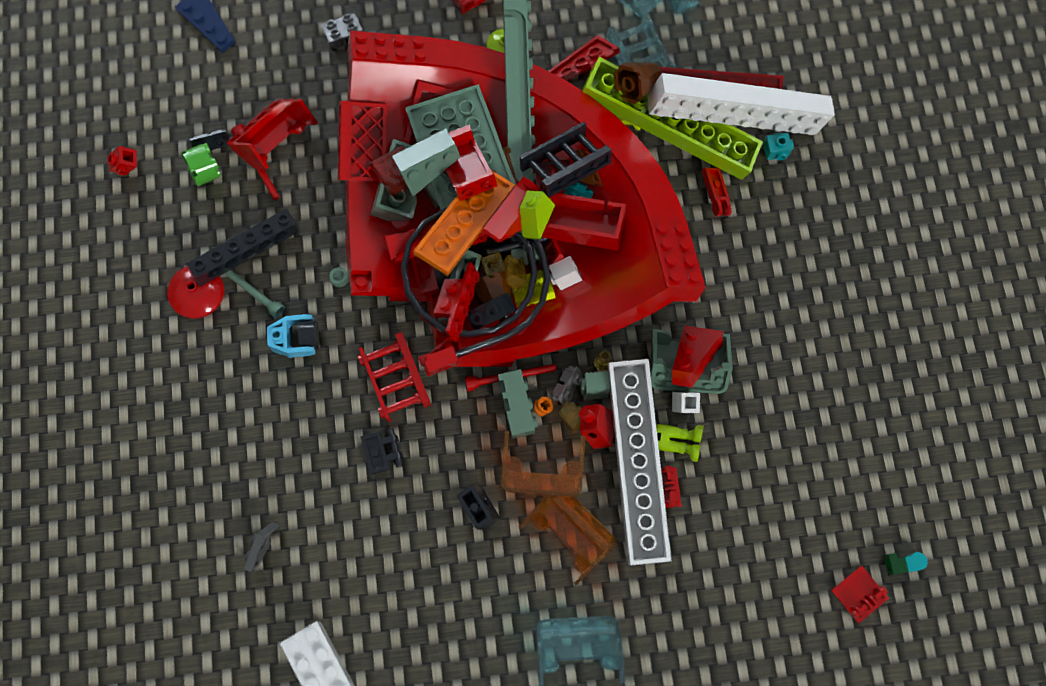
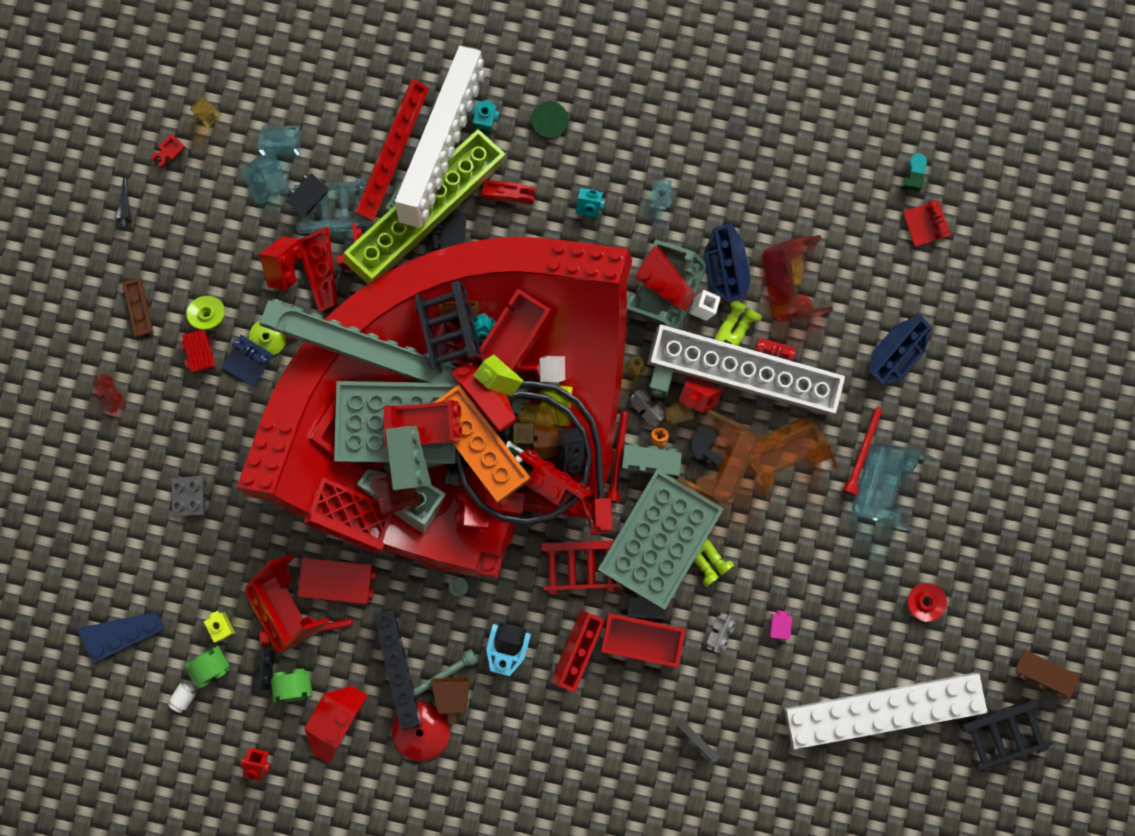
camera: 70 degrees left, 10 degrees up
(165, 84) = (182, 697): none -> white brick
(183, 212) = (333, 720): none -> red wedge
(197, 92) = (206, 666): none -> bright green brick
(234, 302) = (451, 696): none -> reddish brown torso
(236, 91) = (219, 626): none -> neon yellow brick
(308, 171) = (336, 581): none -> red panel
(311, 400) = (577, 651): none -> red brick
(341, 457) = (643, 640): none -> red piece
(365, 533) = (725, 627): none -> light grey hinge
(400, 587) = (780, 625): none -> dark pink brick
(443, 438) = (660, 539): none -> sand green plate
(453, 486) = (715, 558): none -> lime piece
(478, 507) = (734, 529): black brick -> none
(479, 31) = (247, 360): none -> dark blue hinge
(507, 151) = (416, 379): reddish brown hinge -> none
(550, 446) = (700, 446): none -> black brick
(565, 611) = (851, 486): none -> red piece
(572, 23) = (278, 262): none -> red brick
(635, 80) = (385, 226): reddish brown cone -> none
(641, 24) = (307, 195): none -> black brick
(663, 152) = (447, 233): none -> black hinge
(717, 479) = (779, 281): none -> clear red windscreen
(719, 611) = (900, 350): none -> dark blue wedge
(736, 410) = (727, 263): none -> dark blue wedge
(738, 264) = (589, 203): none -> teal brick
(757, 478) = (797, 268): none -> clear yellow cone
(770, 332) = (658, 202): none -> clear light blue brick
(799, 205) = (549, 120): none -> dark green tile

